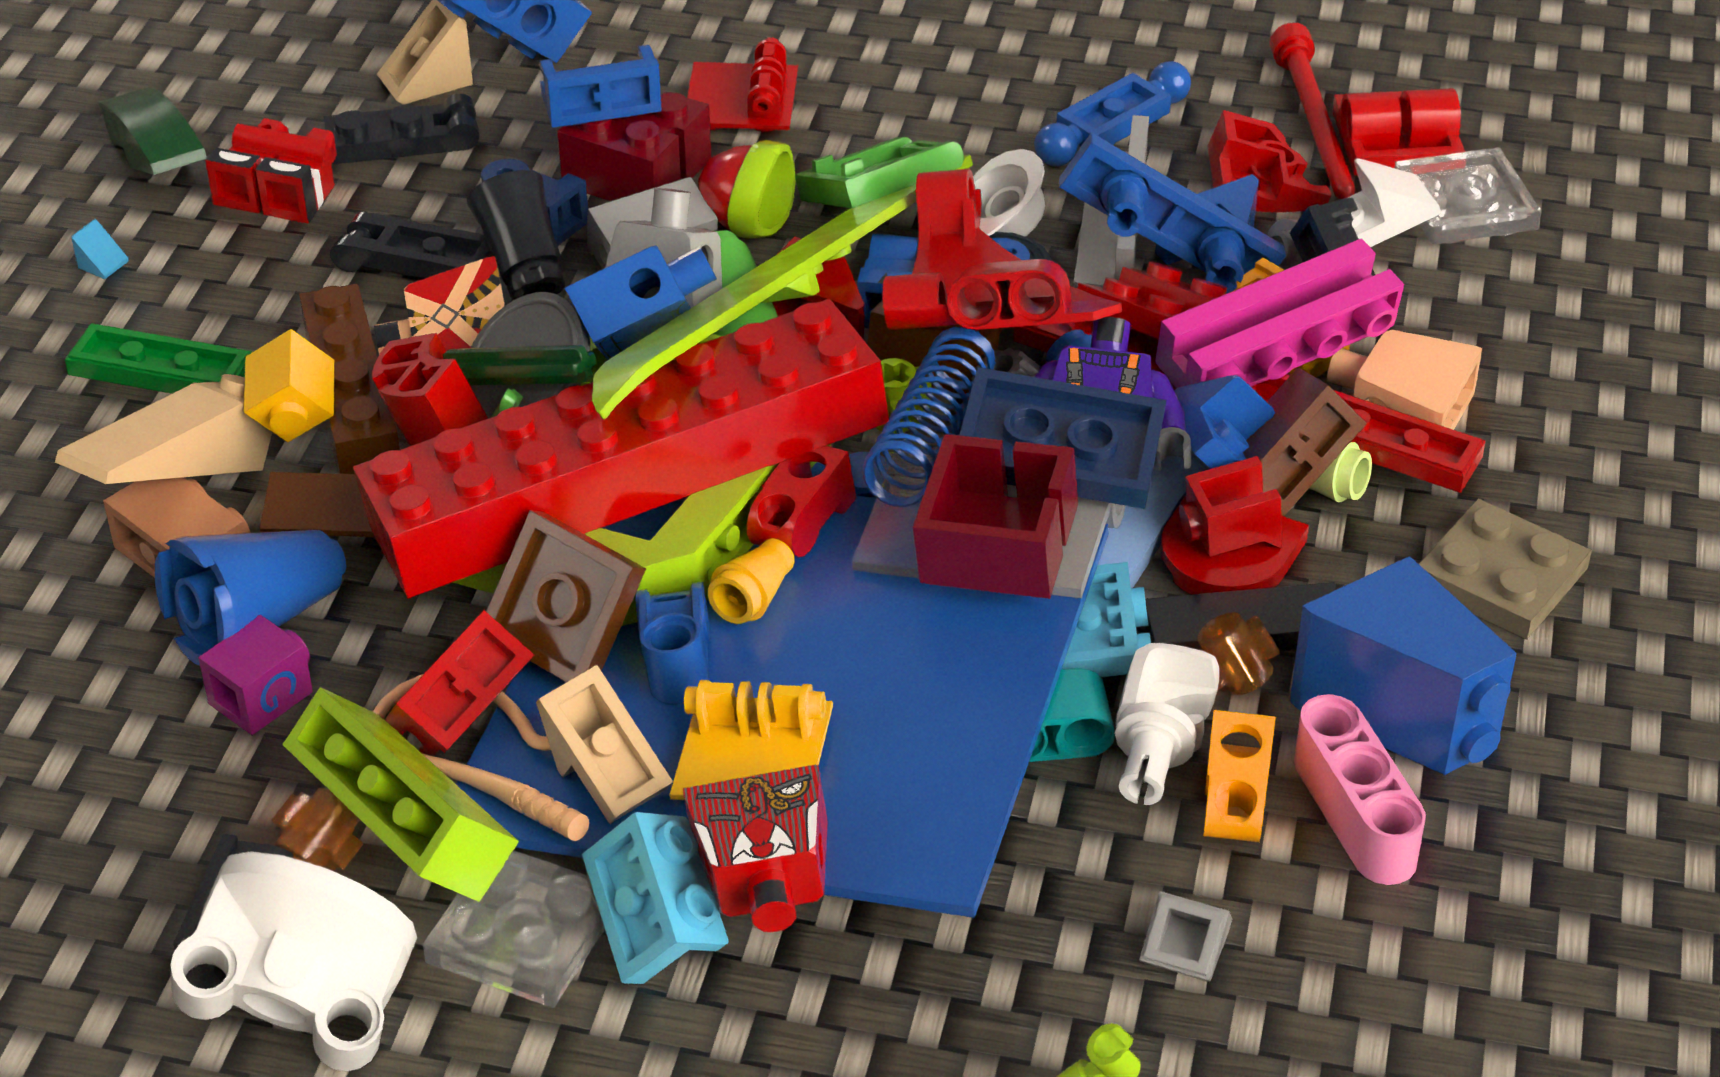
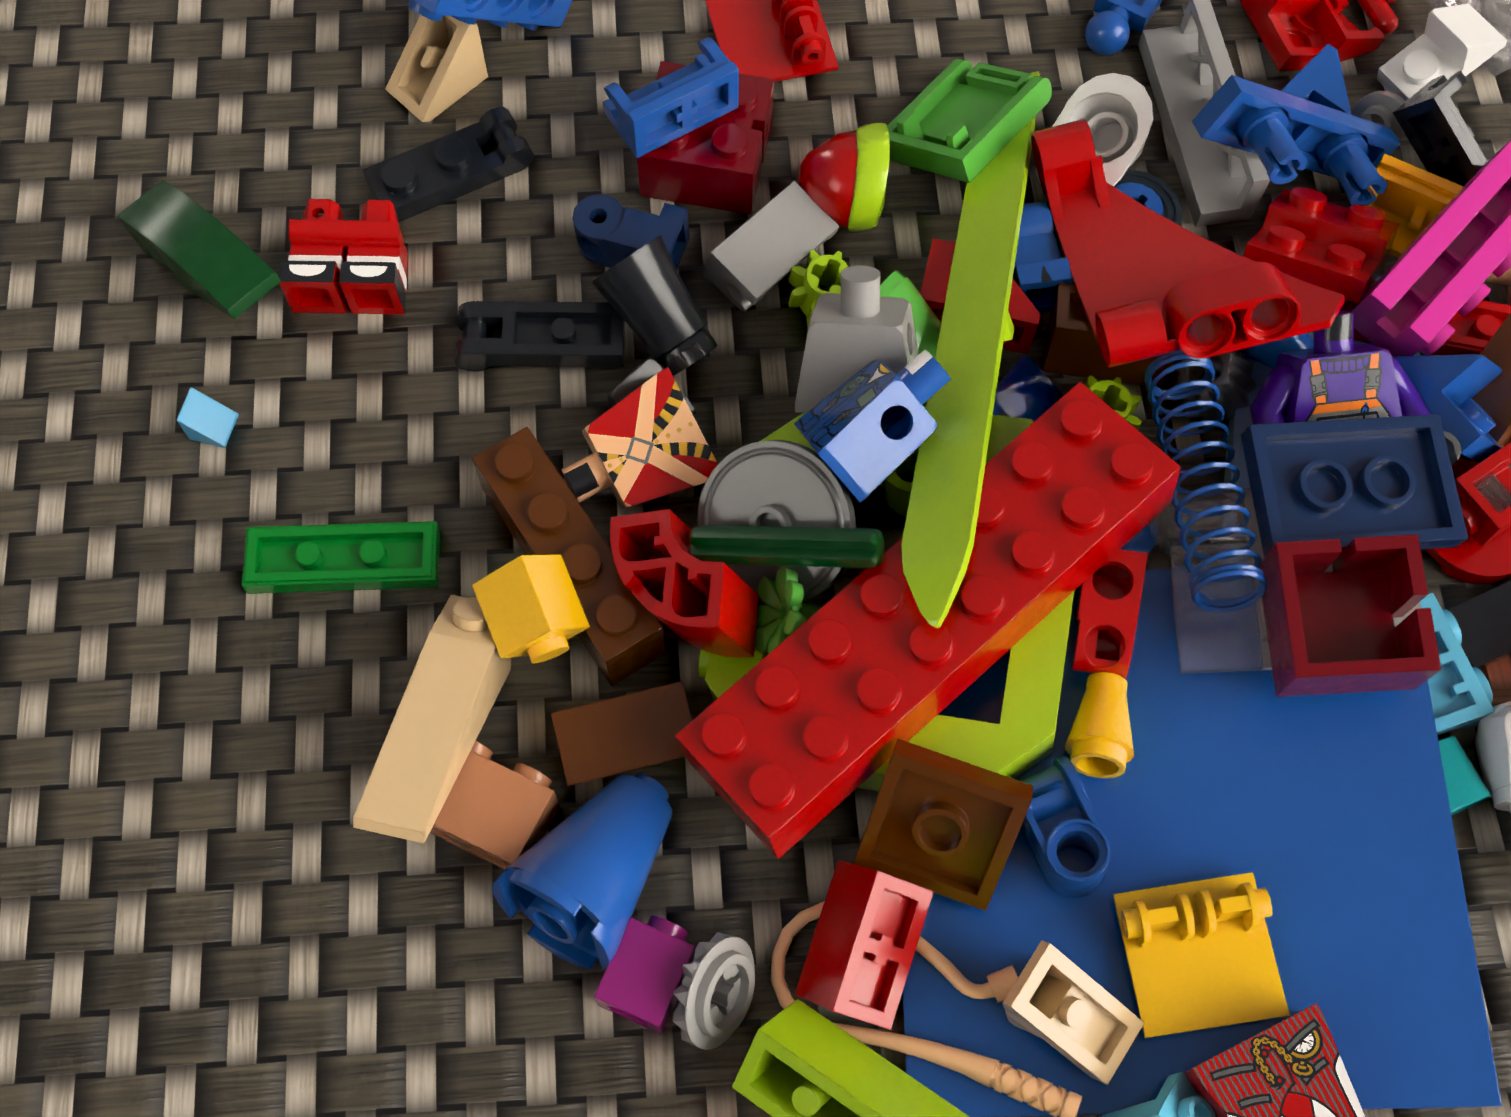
camera: 20 degrees left, 25 degrees up
(302, 658) = (715, 991): none -> light grey gear

